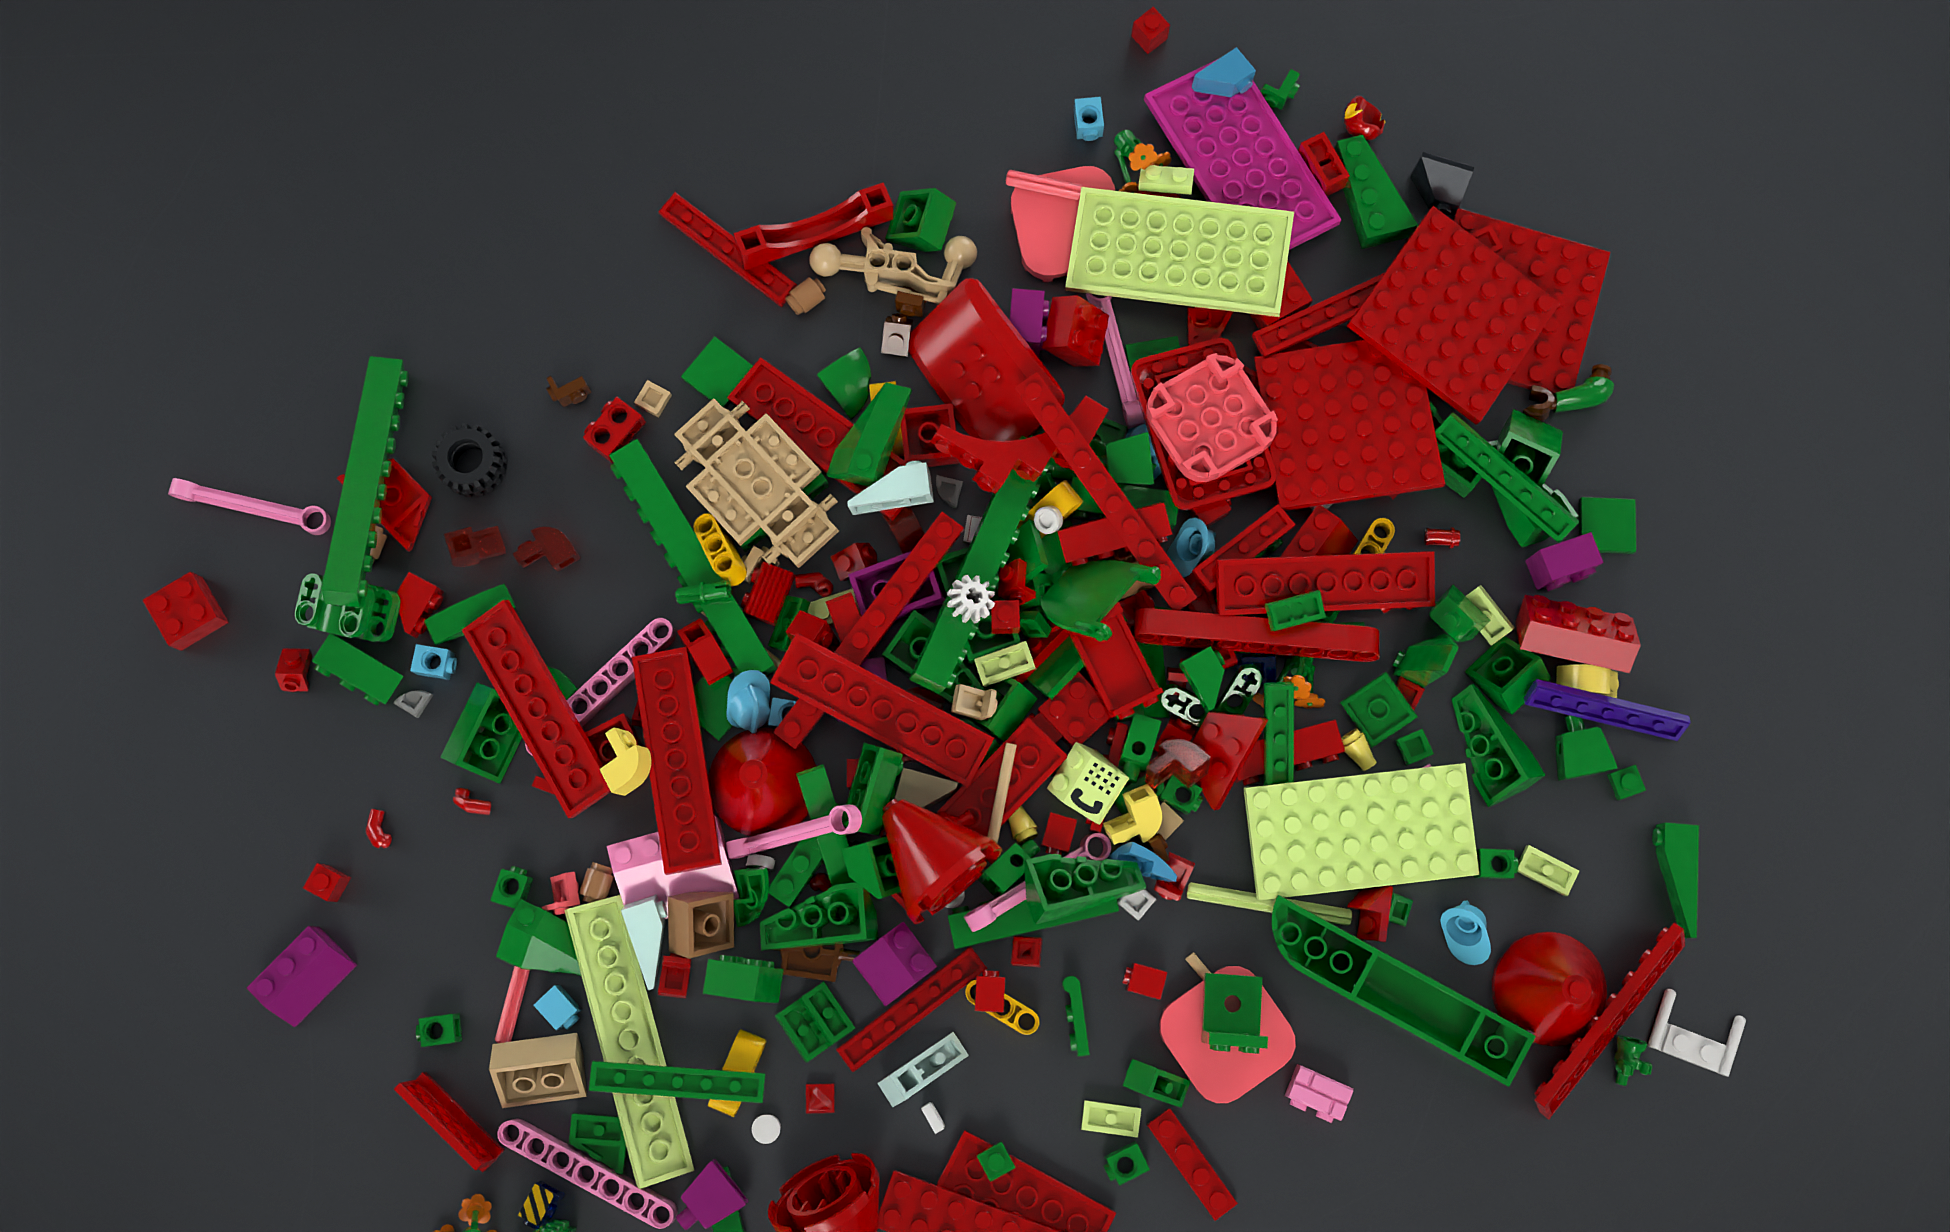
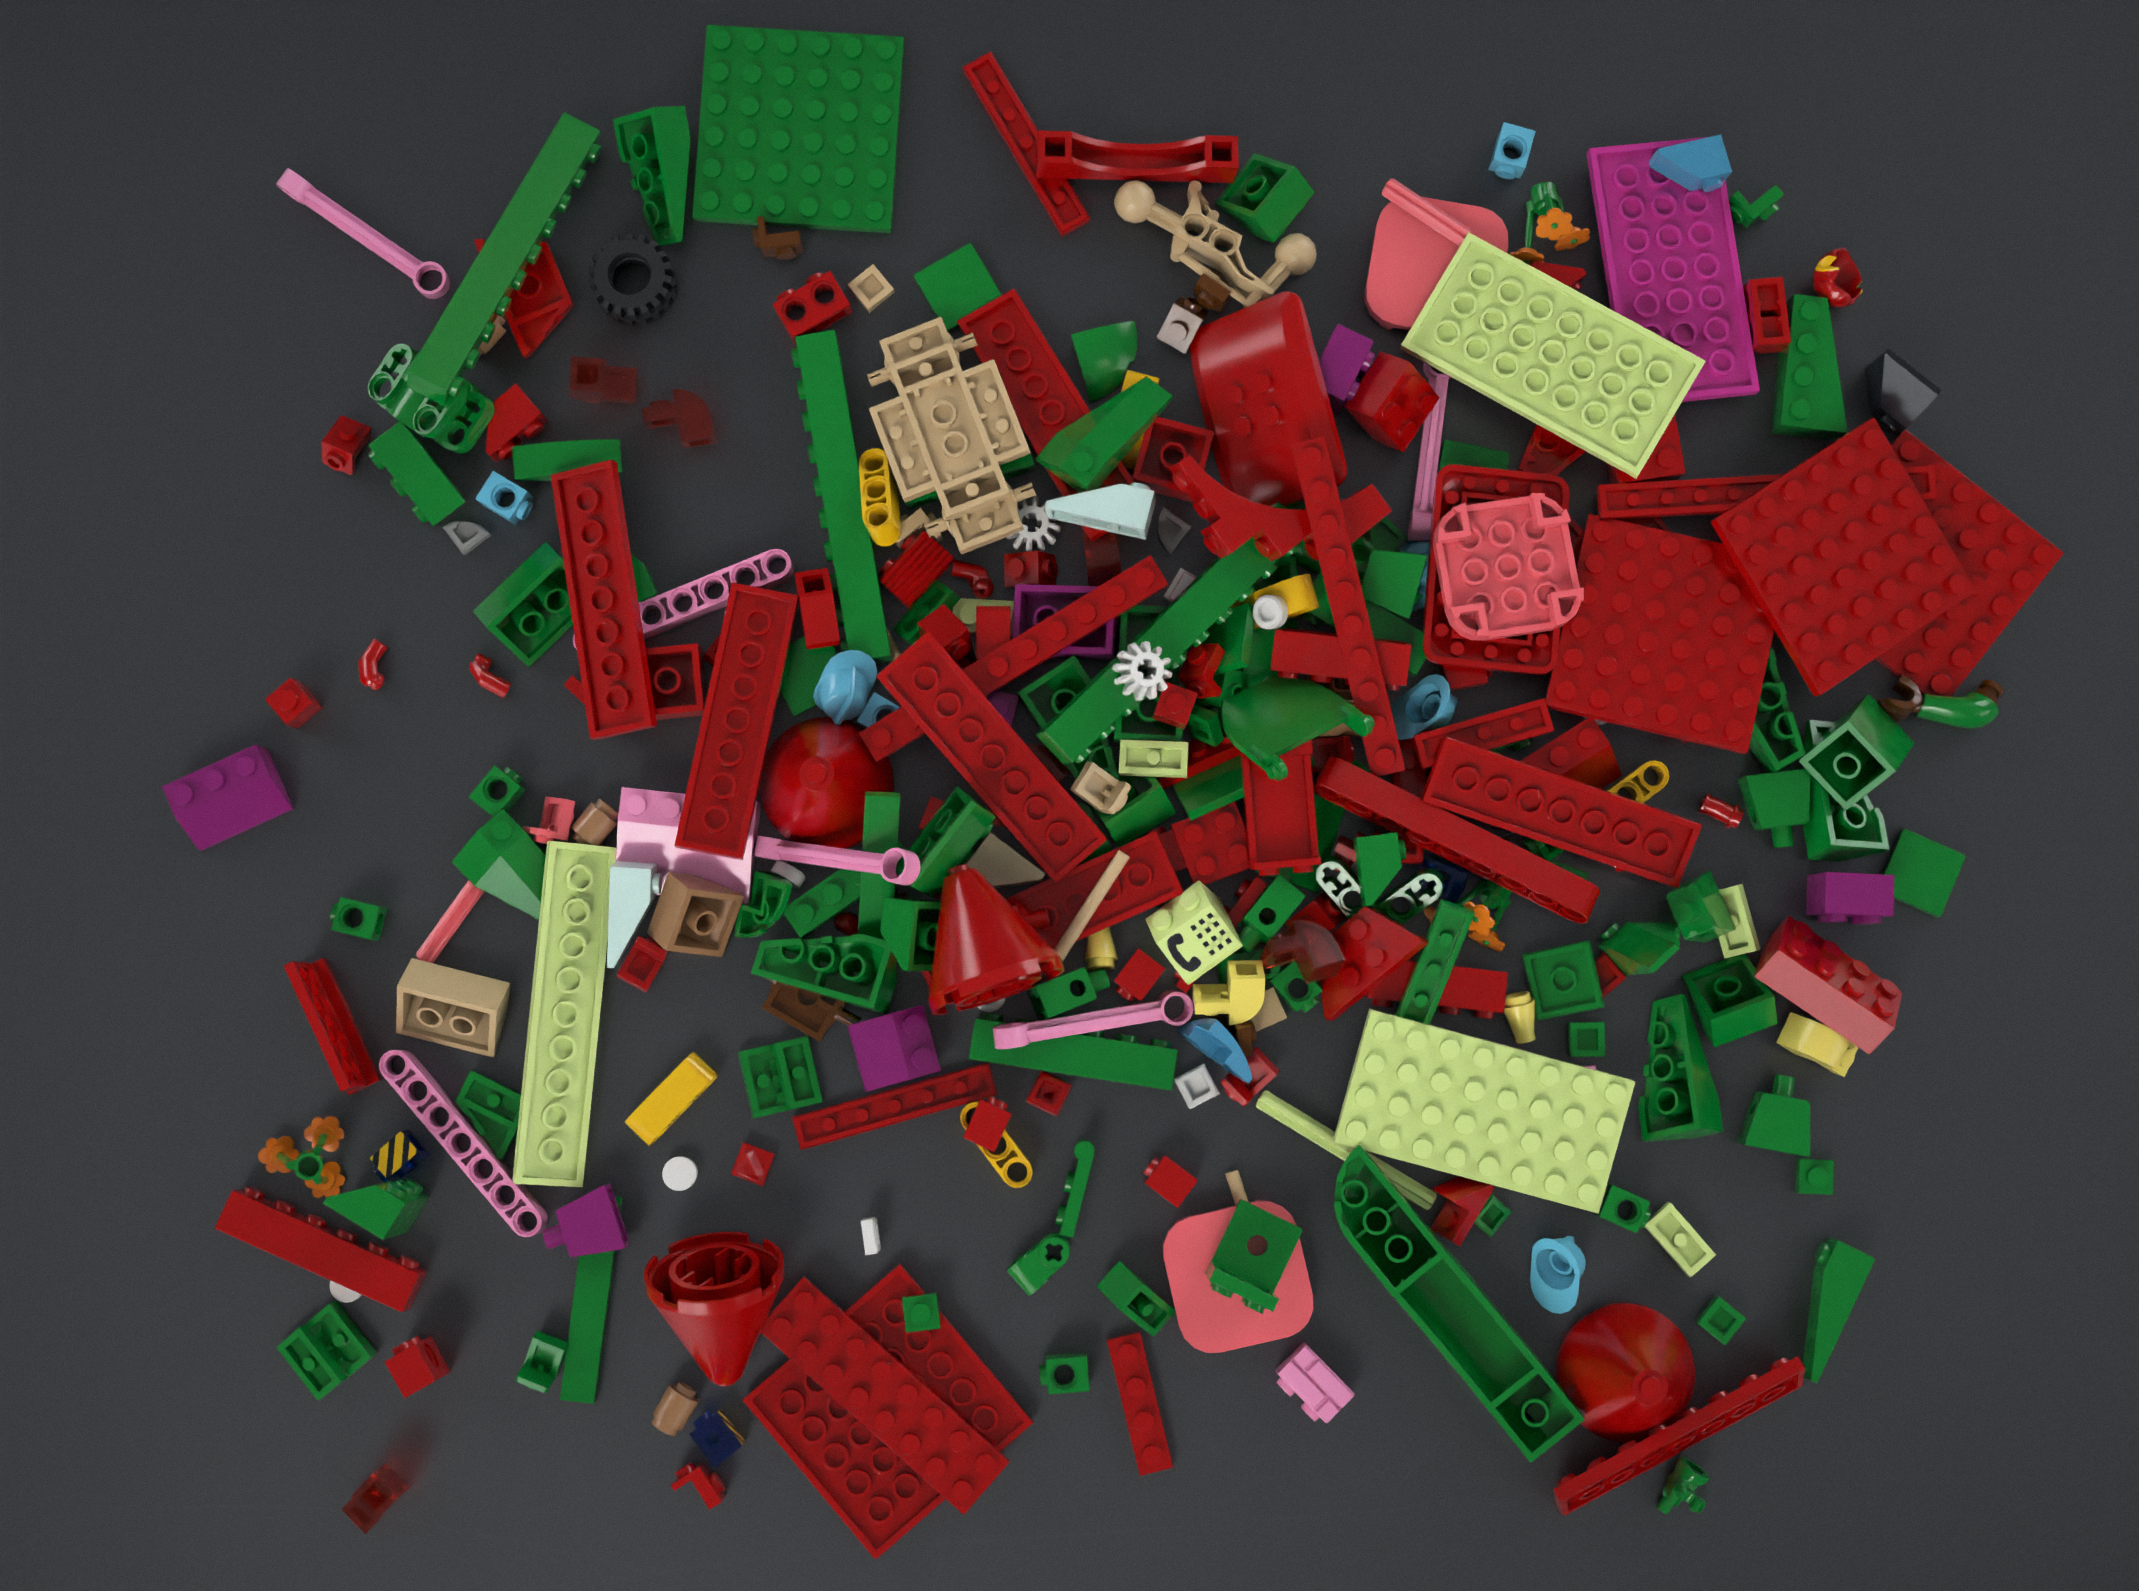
camera: 20 degrees right, 5 degrees up
(185, 611) = (247, 328): red brick -> none
(452, 359) = (657, 152): none -> green wedge
(552, 303) = (798, 128): none -> green plate
(558, 1008) = (500, 947): medium azure brick -> none
(630, 765) = (683, 707): light yellow brick -> none
(677, 1081) = (600, 1082): green plate -> none
(703, 592) = (841, 540): green axle -> none
(743, 979) = (718, 998): green brick -> none
(806, 296) = (1095, 236): medium nougat brick -> none
(850, 520) = (1039, 535): none -> white gear
(922, 1069) = (880, 1178): light aqua slope -> none
(1070, 885) = (1126, 1040): green wedge -> none
(1070, 1090) = (1035, 1266): none -> green piece
(1111, 1118) = (1069, 1317): yellowish green plate -> none
(1150, 30) = (1628, 72): red brick -> none
(1166, 179) = (1572, 262): yellowish green plate -> none
(1295, 610) = (1511, 830): green plate -> none
(1481, 515) = (1777, 802): none -> green torso
(1506, 477) = (1822, 772): green plate -> none
(1603, 919) = (1720, 1320): none -> green plate
(1606, 710) = (1826, 1085): dark purple tile -> none
(1692, 1046) = (1760, 1501): white plate -> none

